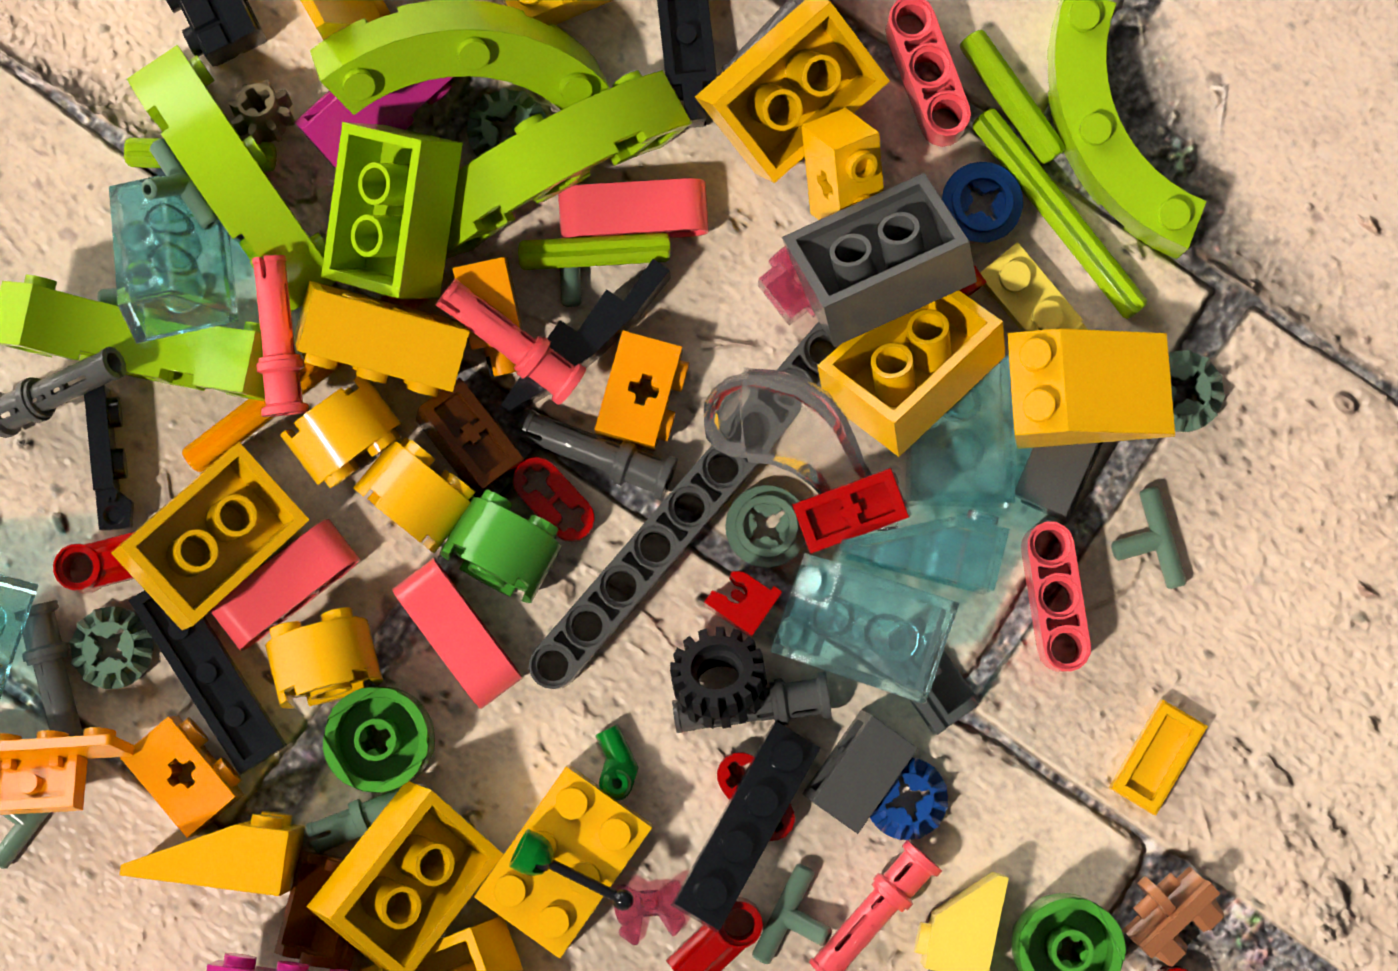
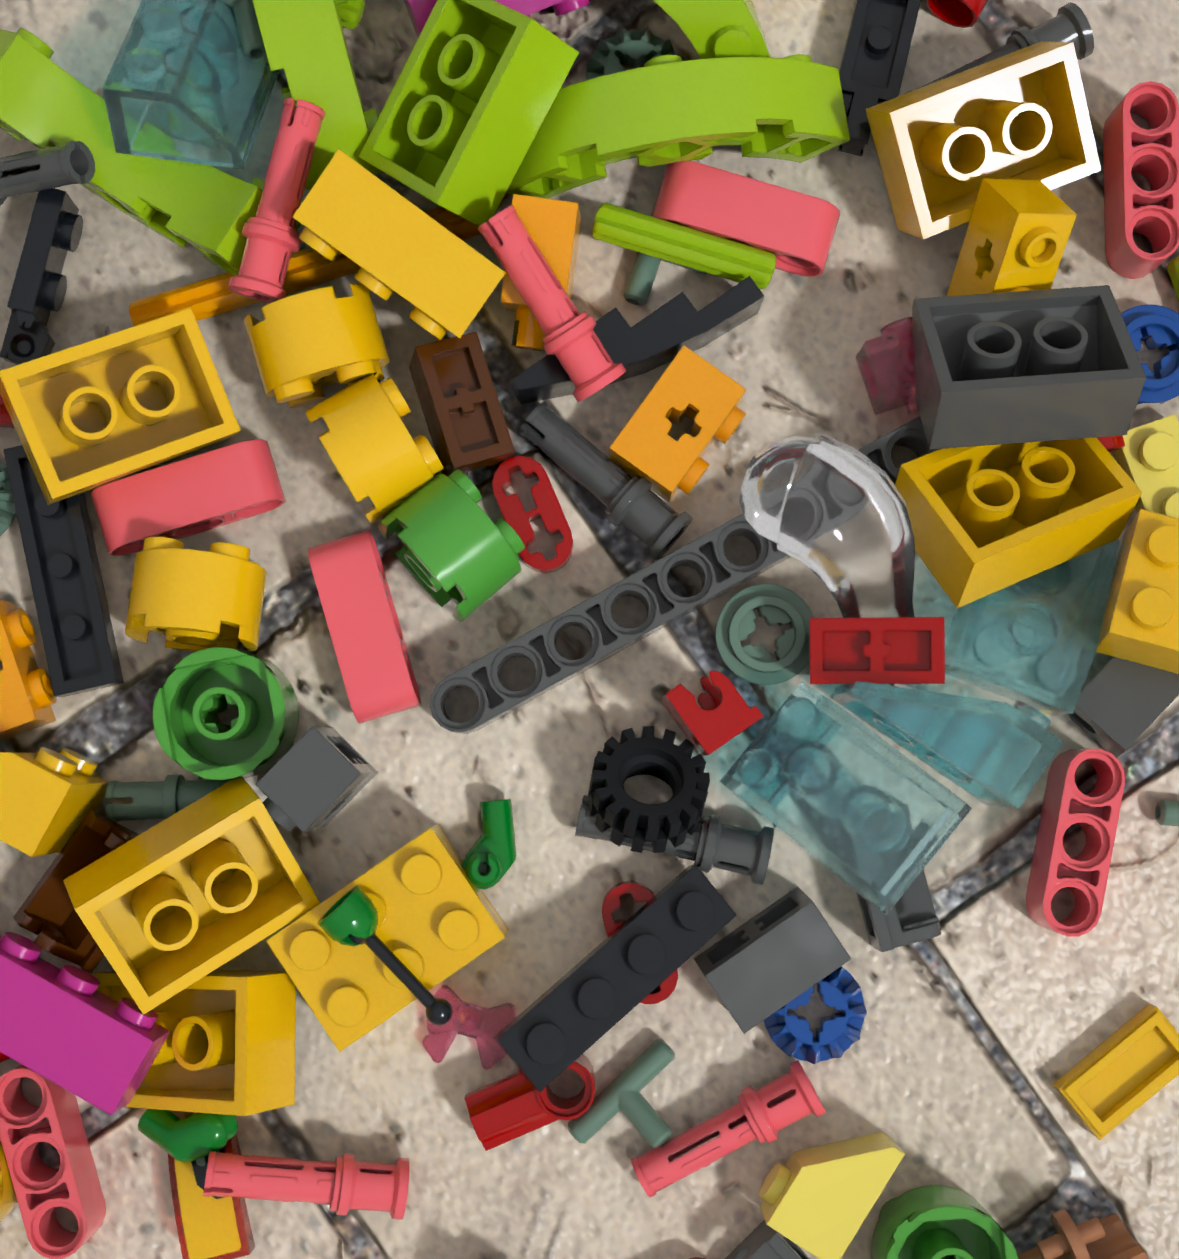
camera: 20 degrees right, 0 degrees up
(465, 764) = (314, 780): none -> dark grey brick

